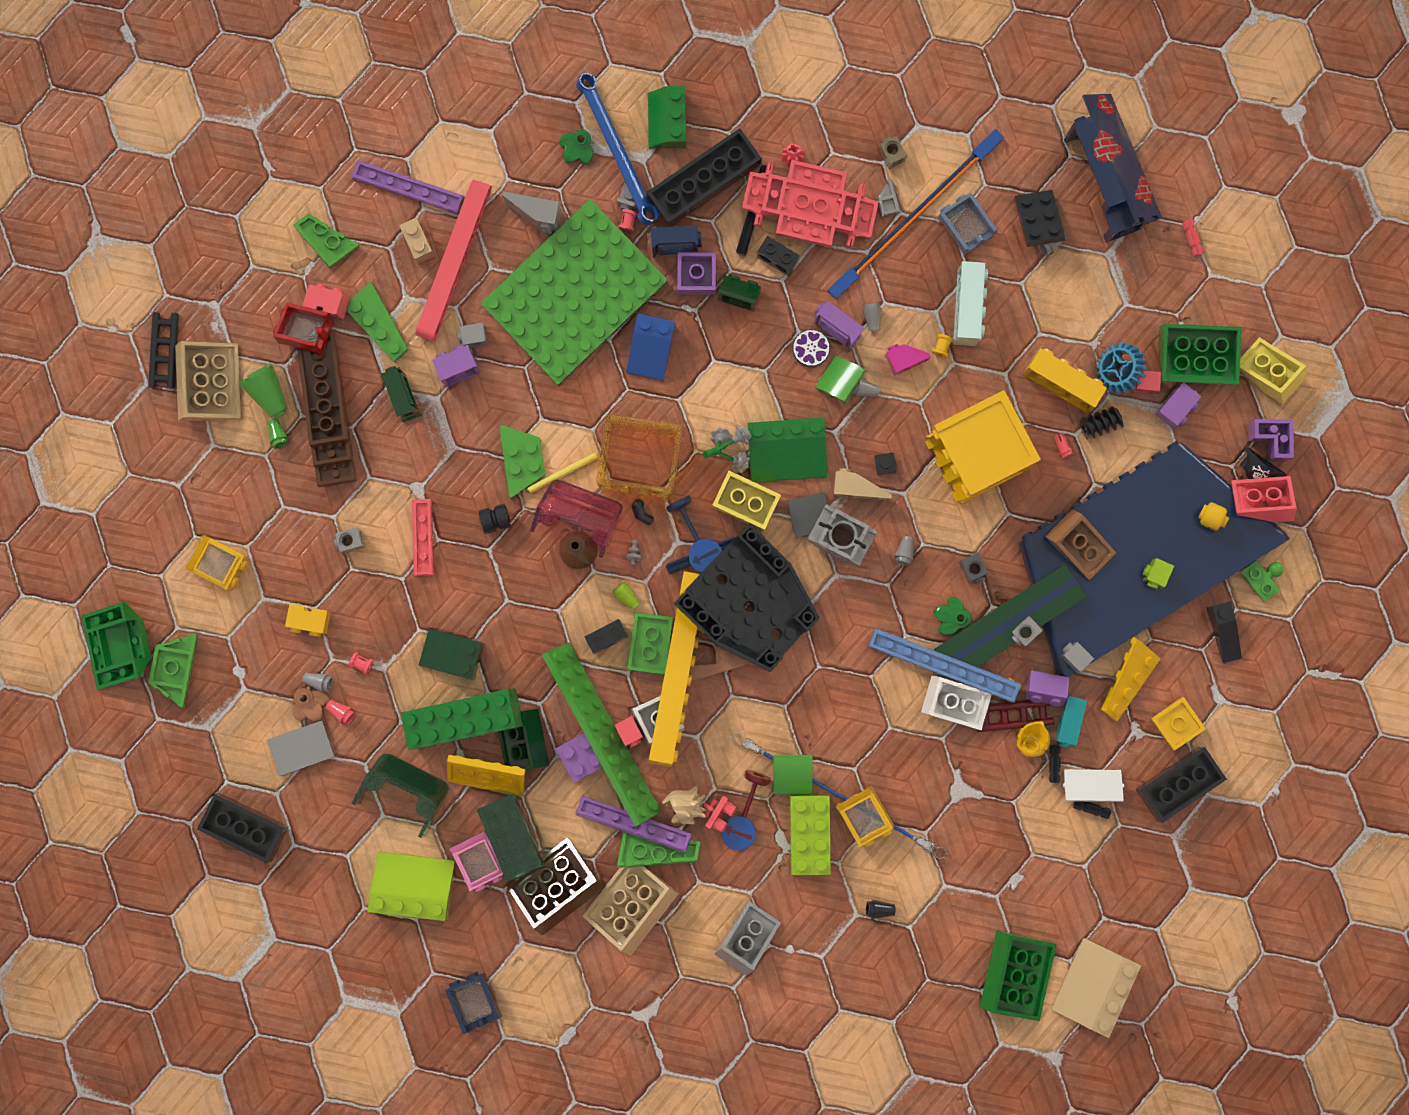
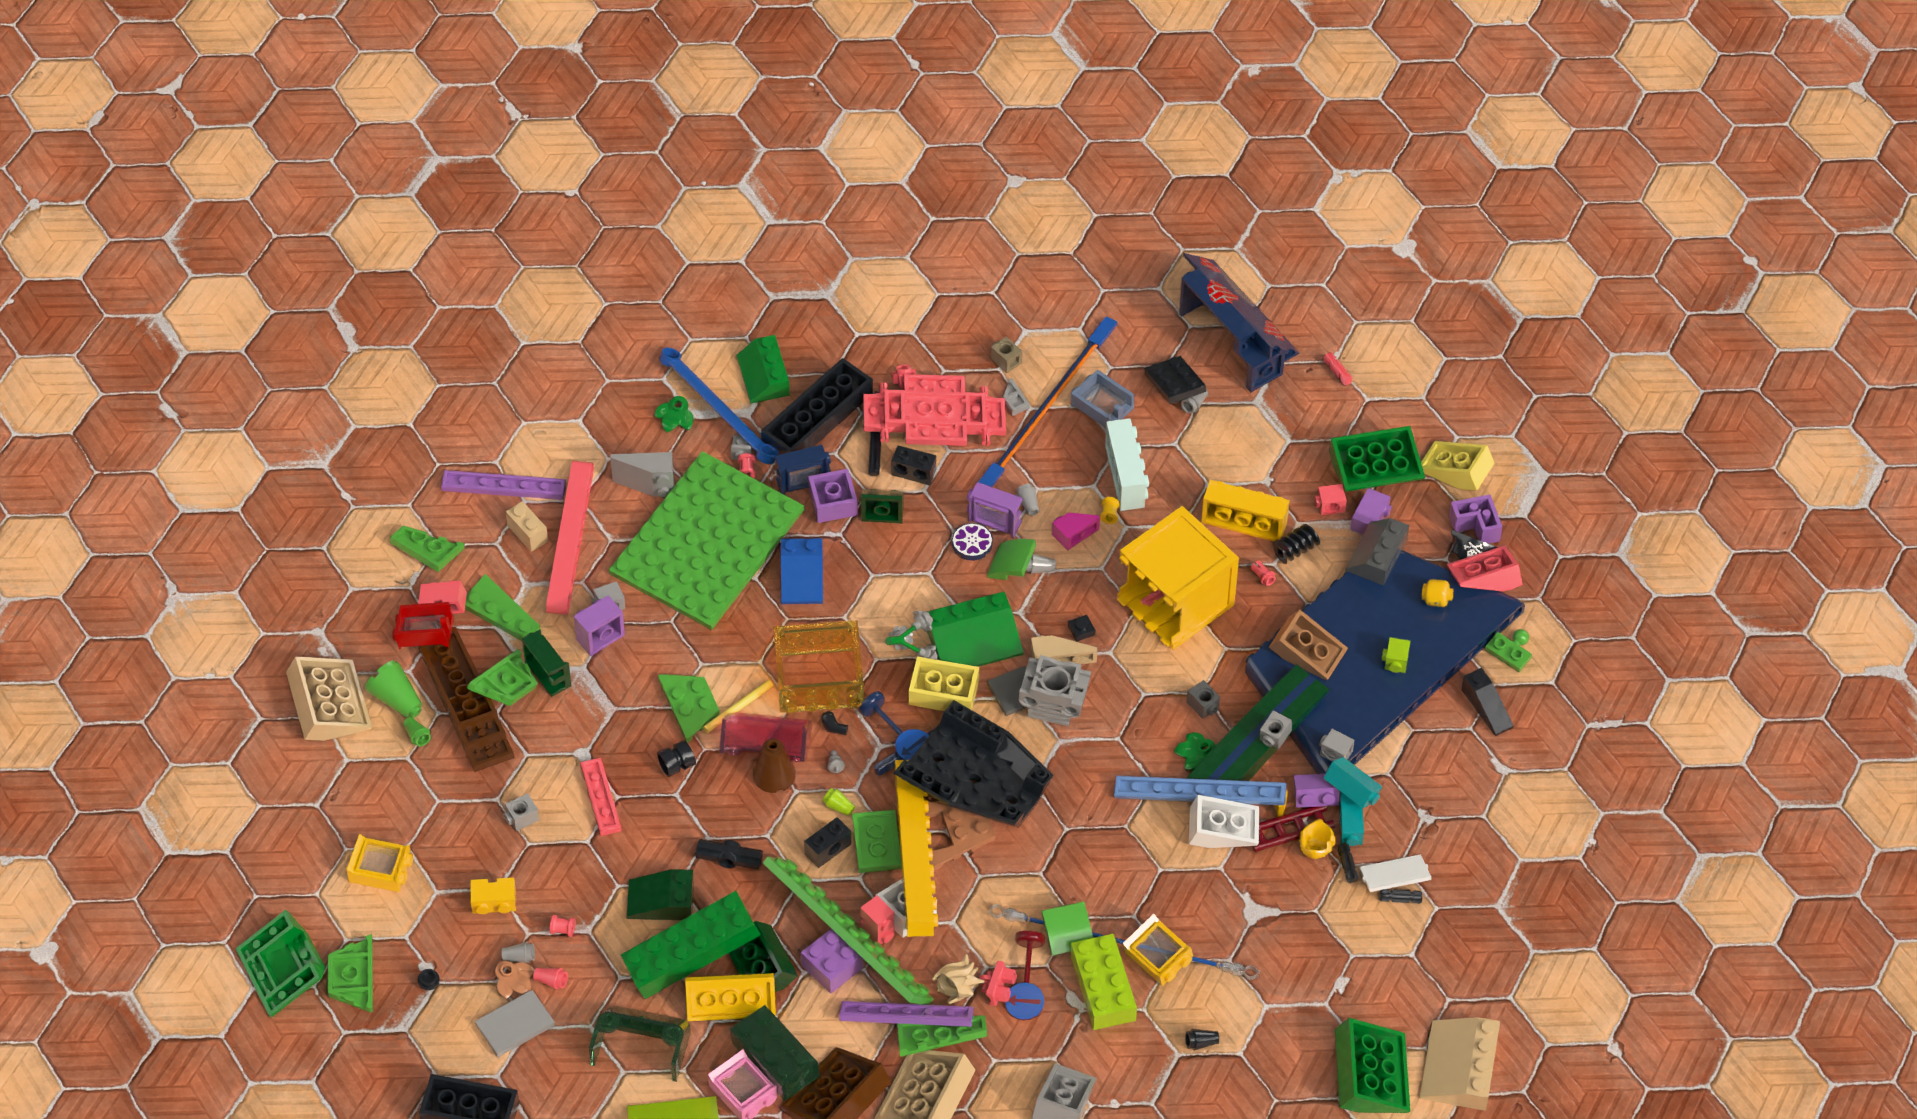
camera: 20 degrees left, 30 degrees down
(154, 358) = (279, 672): black bar -> none
(237, 688) = (428, 979): none -> black plate
(363, 403) = (506, 680): none -> bright green wing
(519, 626) = (729, 854): none -> black piece
(904, 554) = (1127, 702): light grey cone -> none
(1081, 699) = (1353, 782): none -> teal brick
(1114, 356) = (1302, 486): dark azure gear -> none
(1135, 671) = (1402, 764): yellow wing -> none
(1172, 455) = (1378, 550): none -> dark grey slope
(1178, 723) = (1466, 797): yellow plate -> none
(1181, 784) = (1486, 847): black brick -> none

